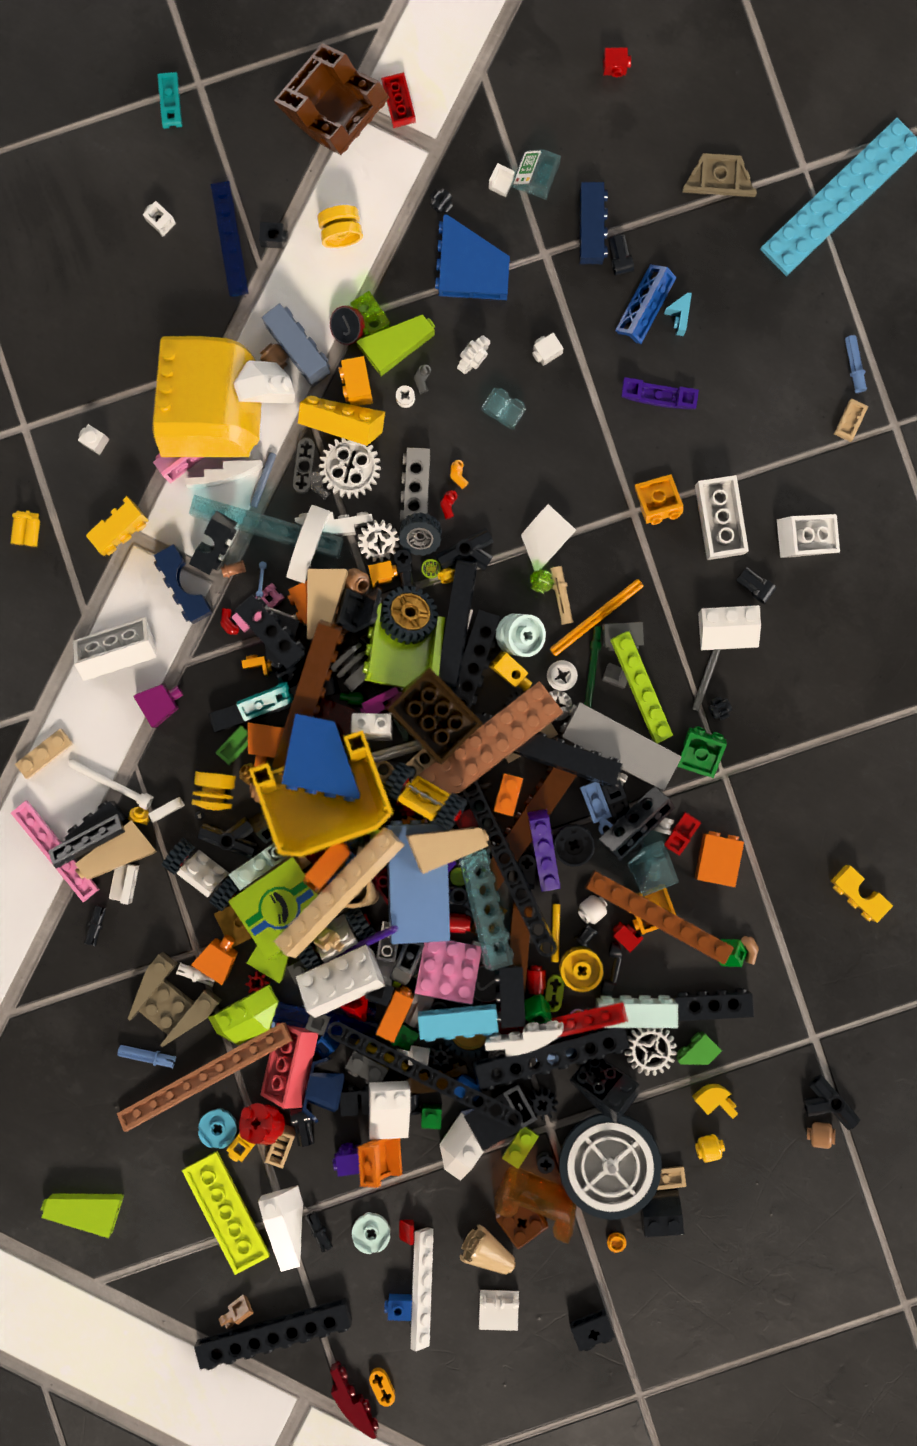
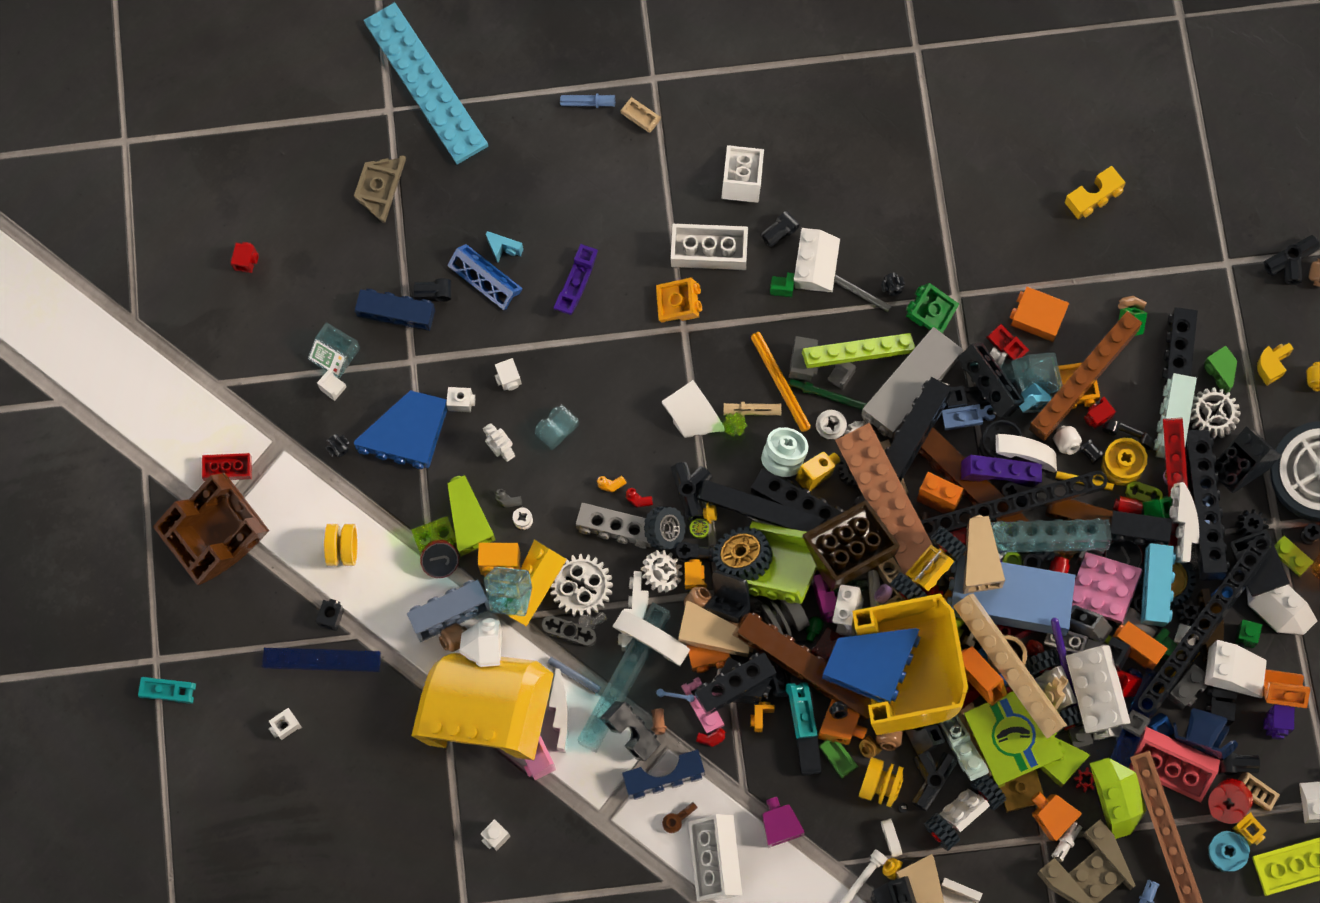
camera: 75 degrees left, 15 degrees down
(117, 527) = (591, 827): yellow wedge -> none
(141, 603) = (673, 822): none -> reddish brown plate
(272, 736) = (838, 710): none -> black plate
(321, 395) = (508, 590): none -> clear light blue slope
(375, 913) = (1034, 647): none -> clear red plate
(395, 757) = (883, 593): none -> lavender tile
(512, 308) = (460, 399): none -> white brick
(568, 871) = (1026, 448): none -> white slope
(626, 871) = (1034, 399): none -> medium azure slope
(696, 599) = (782, 286): none -> green panel

